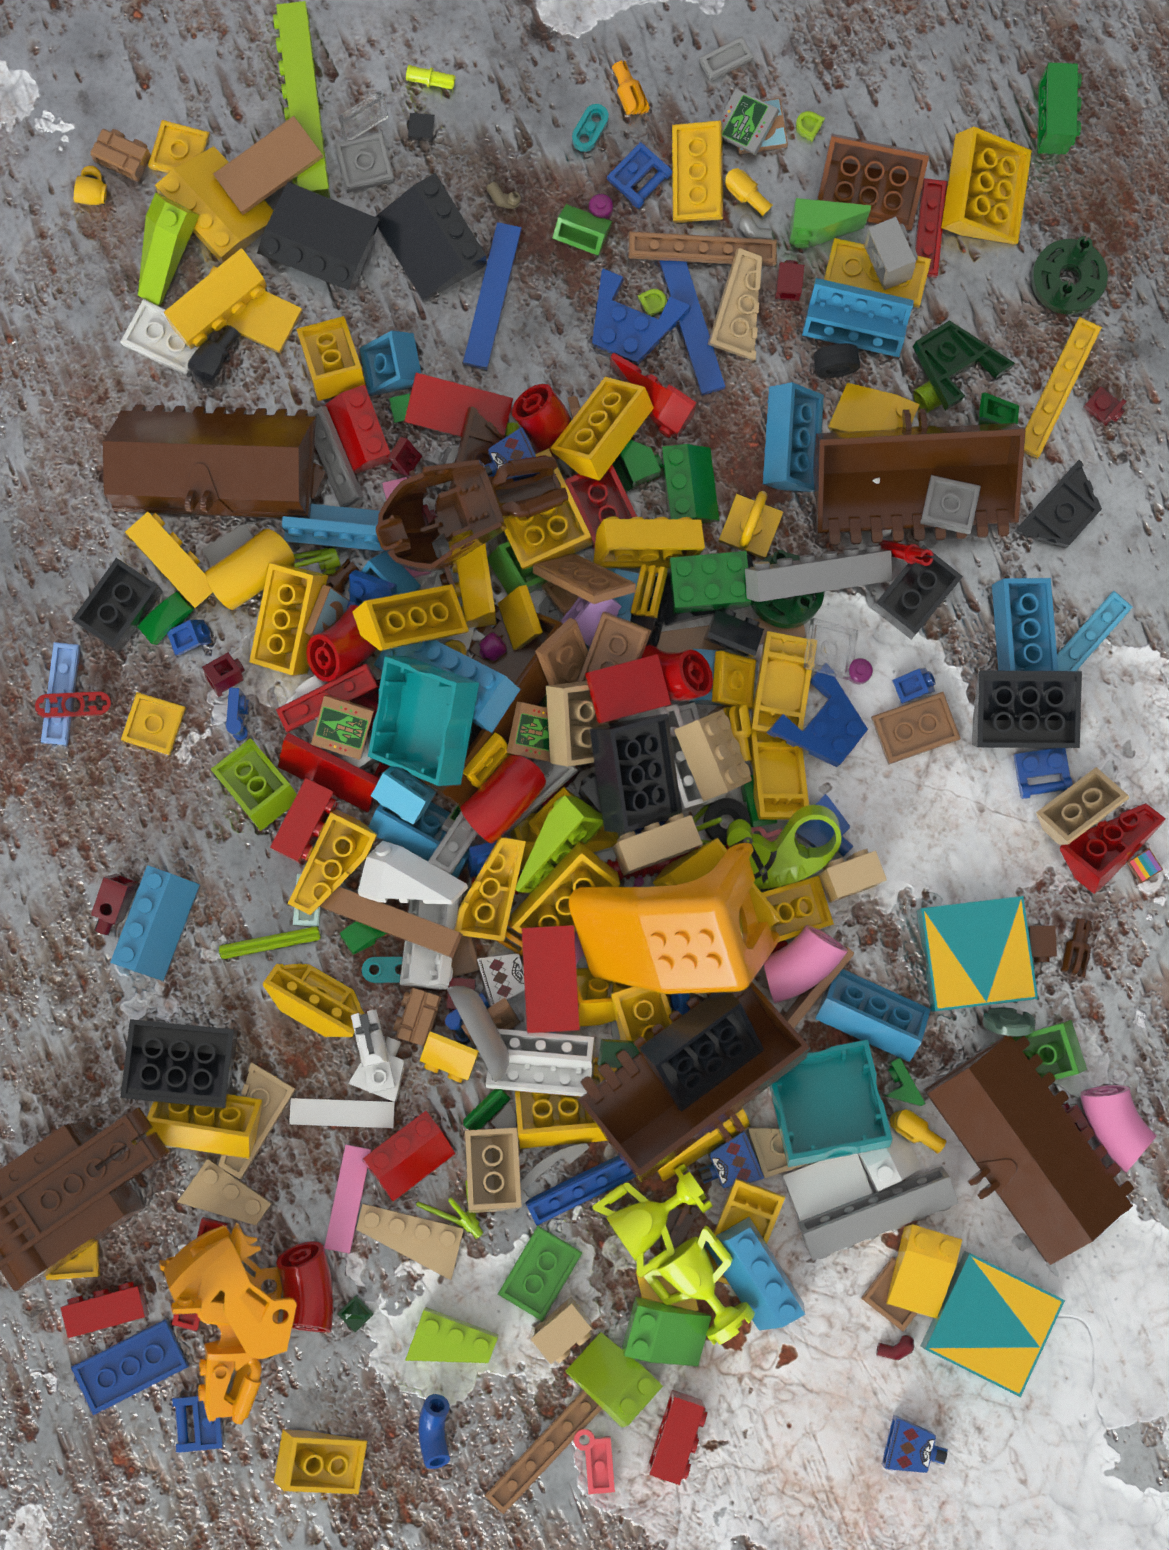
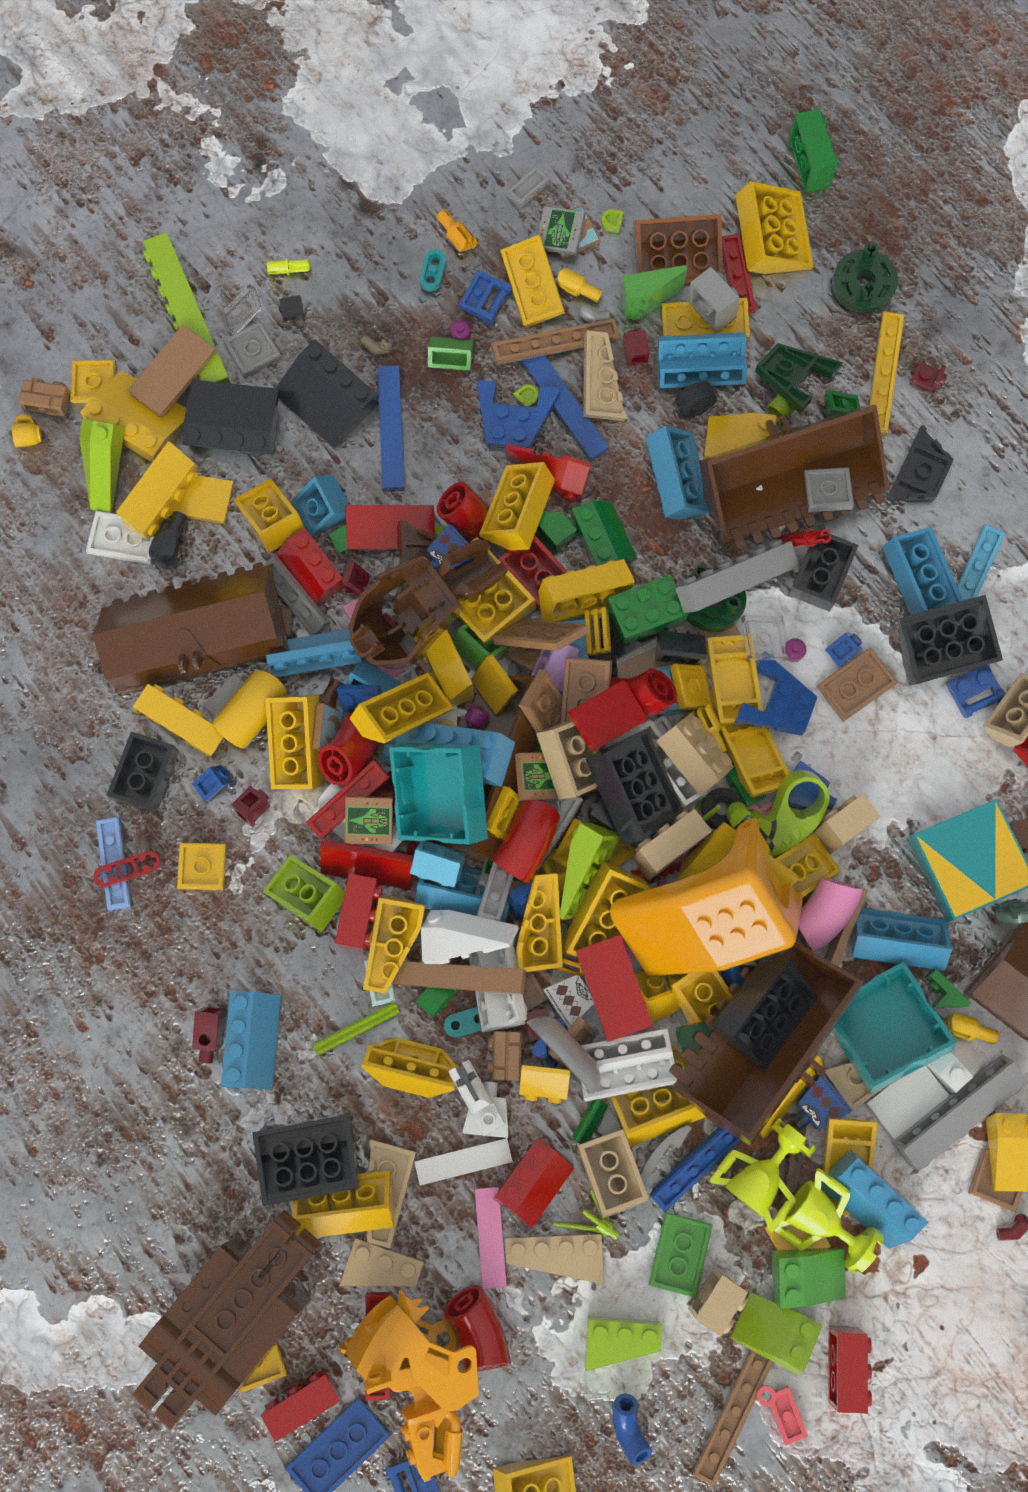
camera: 10 degrees left, 5 degrees down
(165, 616) = (186, 771): green slope -> none
(237, 709) = (272, 830): blue plate -> none
(325, 558) = (313, 683): lime plant -> none
(355, 1313) = (527, 1340): dark green tile -> none
(751, 525) = (665, 554): yellow tile -> none

